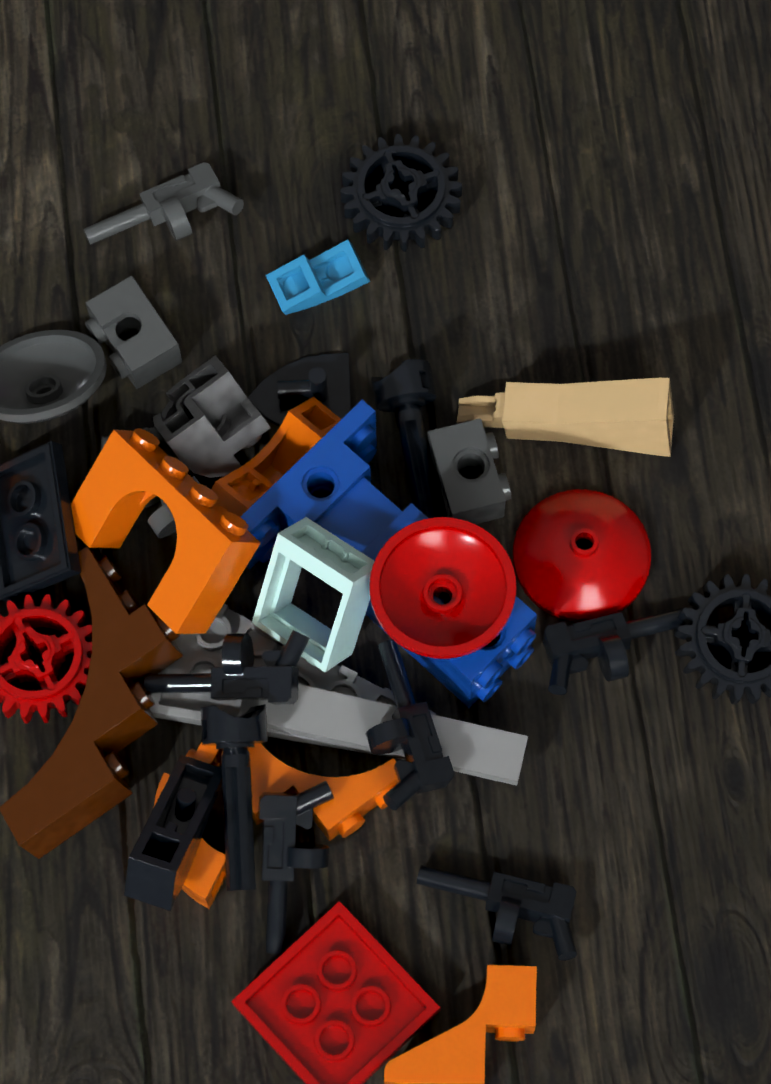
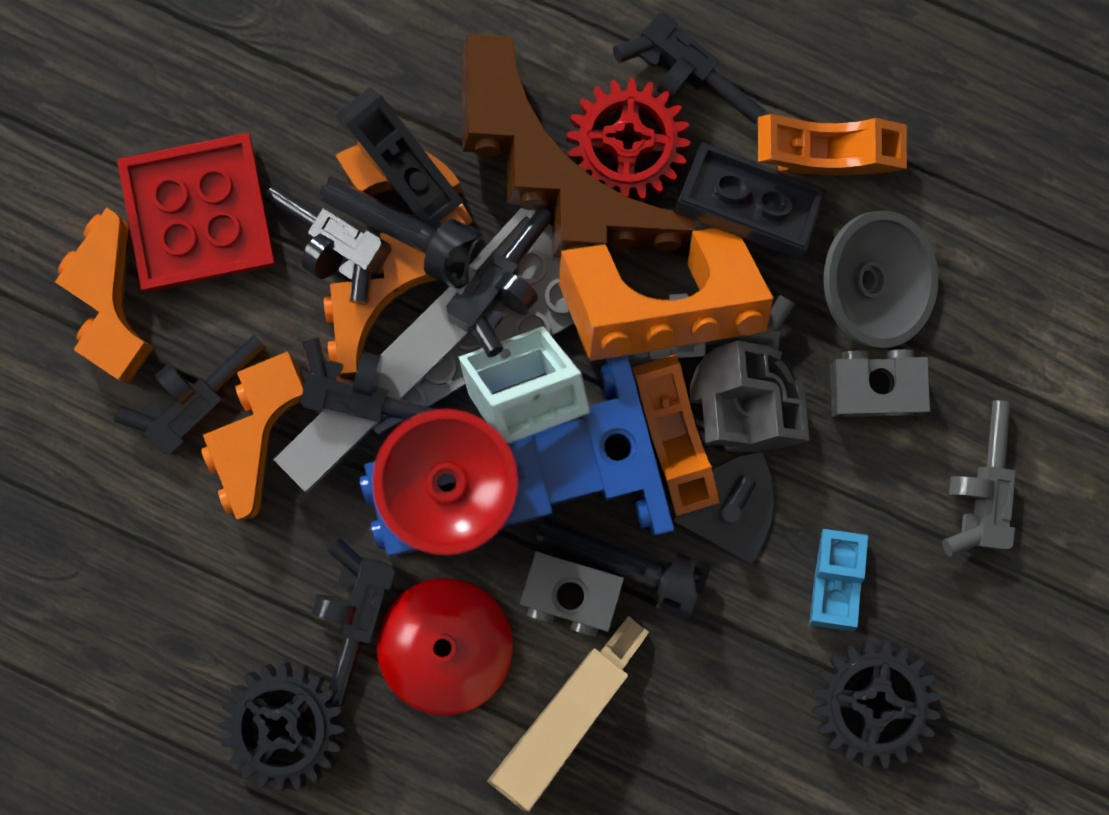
camera: 125 degrees right, 15 degrees up
(524, 826) = (242, 447): none -> orange arch

